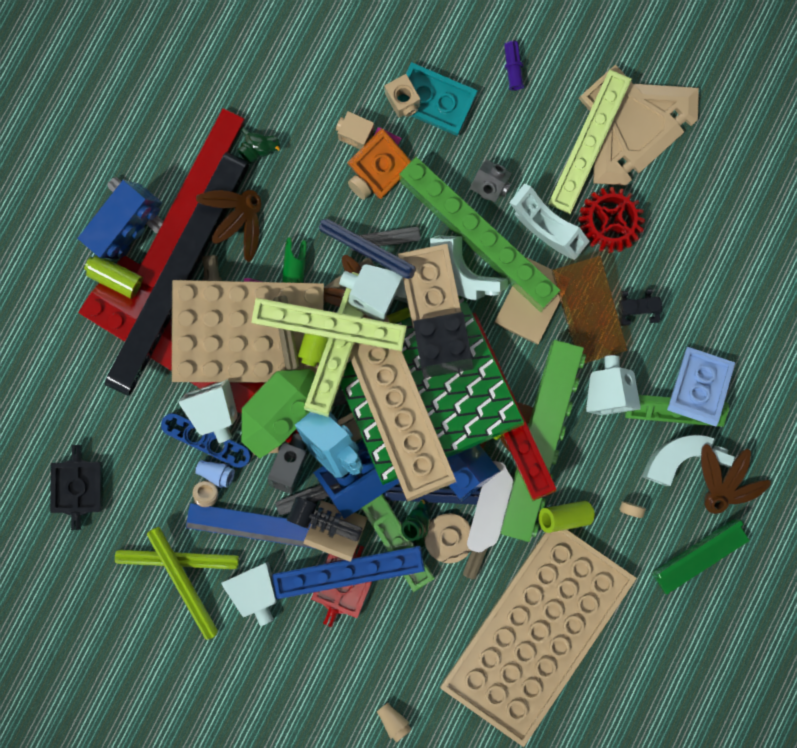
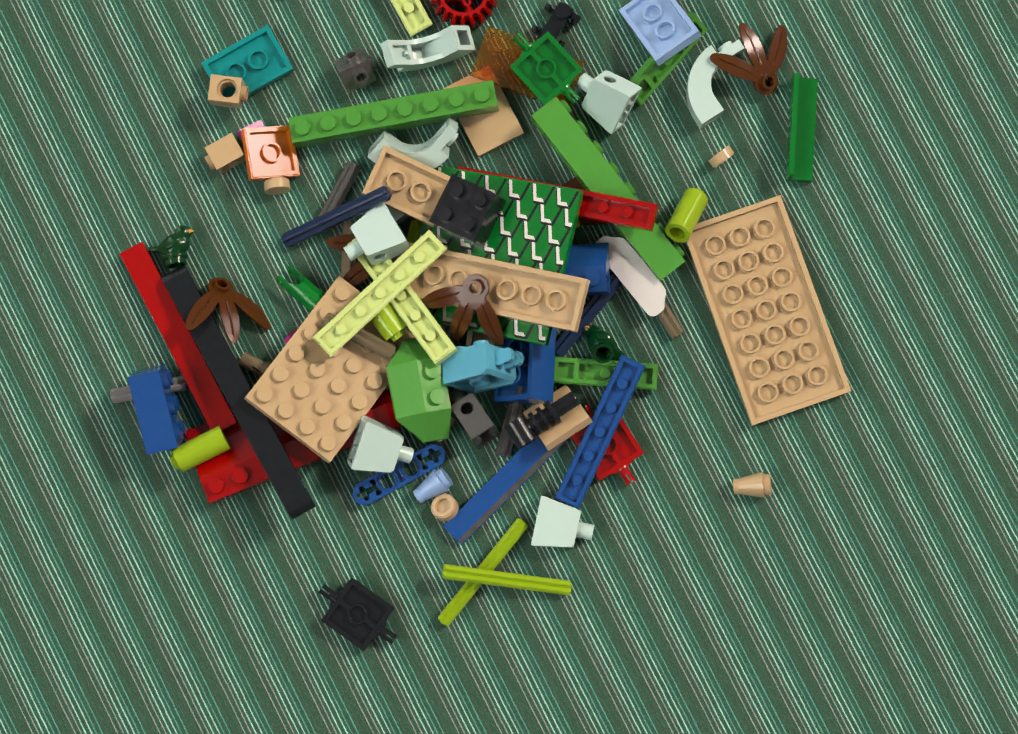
camera: 45 degrees left, 0 degrees up
(371, 399) = (468, 304): none -> reddish brown plant
(448, 538) = (633, 328): tan tile -> none
(600, 324) = (546, 68): none -> green plate

